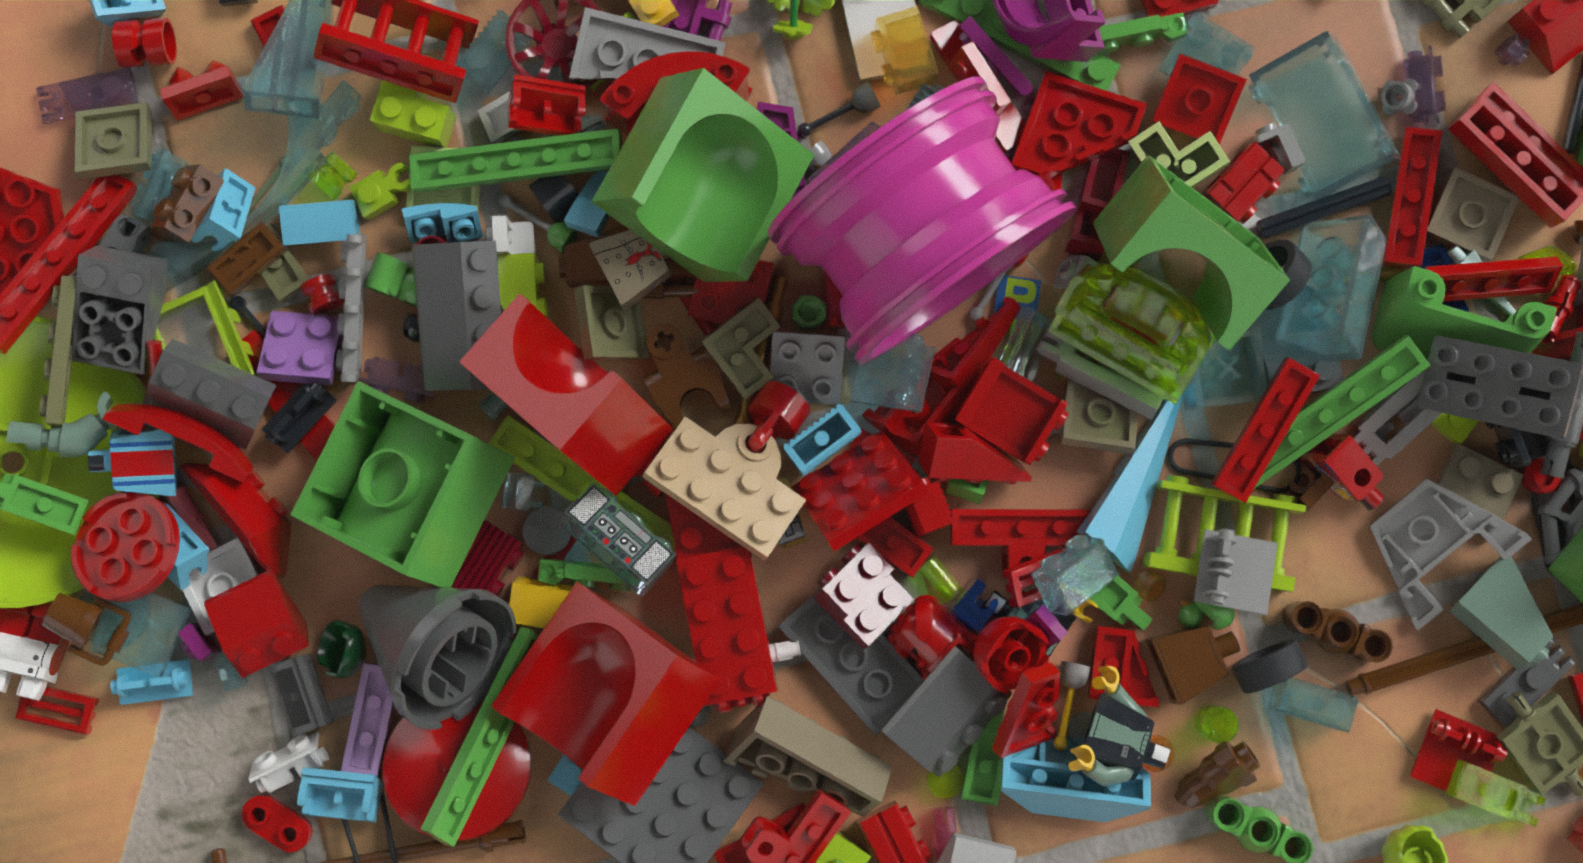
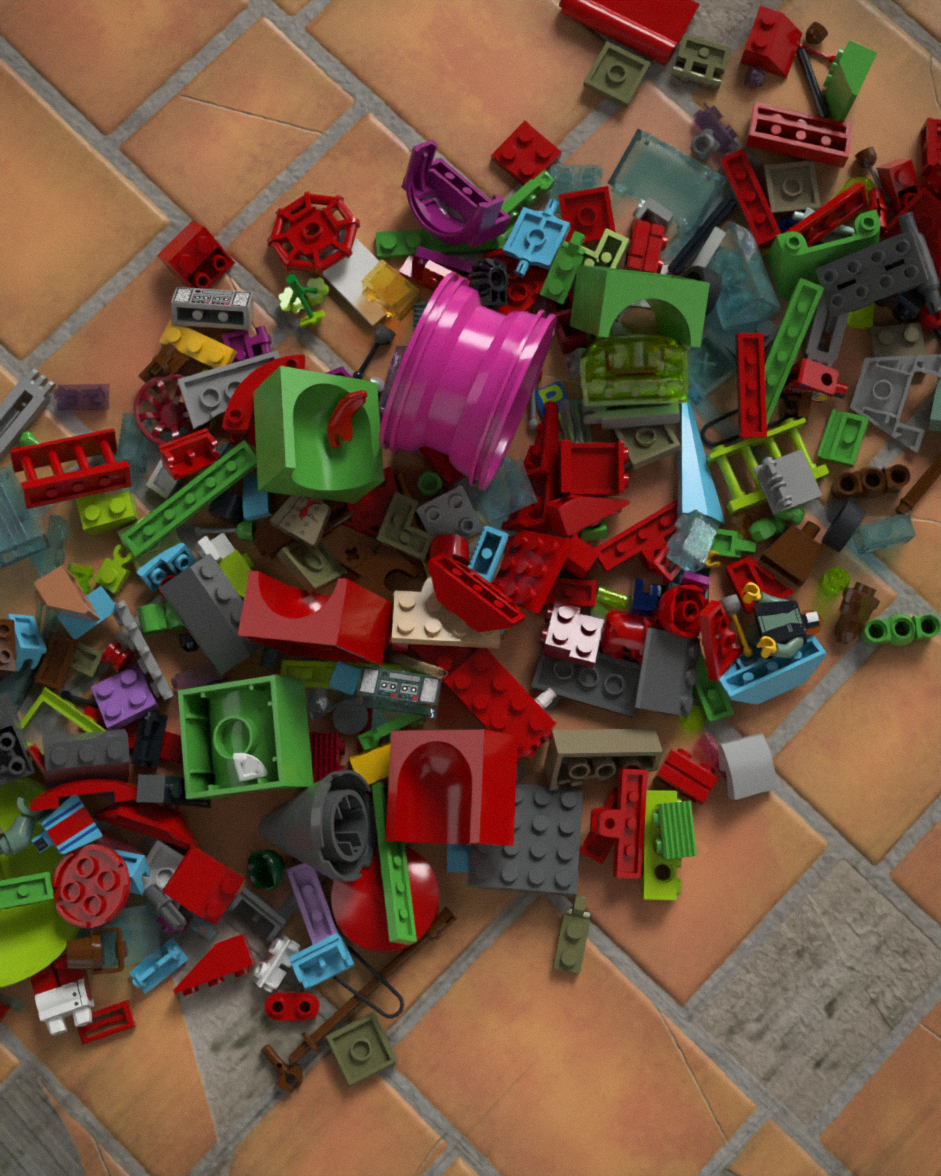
camera: 30 degrees left, 5 degrees down
(195, 622) = (164, 907): none -> dark grey axle
(234, 722) = (223, 959): none -> red slope
(271, 487) = (166, 791): none -> black slope
(299, 186) = (63, 593): none -> nougat slope
(381, 524) = (248, 767): none -> white tile
(566, 483) = (345, 678): none -> medium azure tile
(656, 509) = (412, 660): none -> tan piece
(743, 174) = (341, 419): none -> red piece
(769, 482) = (472, 596): none -> red wedge
(1026, 116) = (491, 282): none -> black gear
(1119, 92) = (536, 238): none -> medium azure plate
(1128, 151) = (564, 269): none -> bright green hinge
(1169, 608) = (762, 529): none -> bright green tile
(1322, 229) = (709, 247): none -> white sticker
(1338, 558) = (843, 438): none -> bright green plate

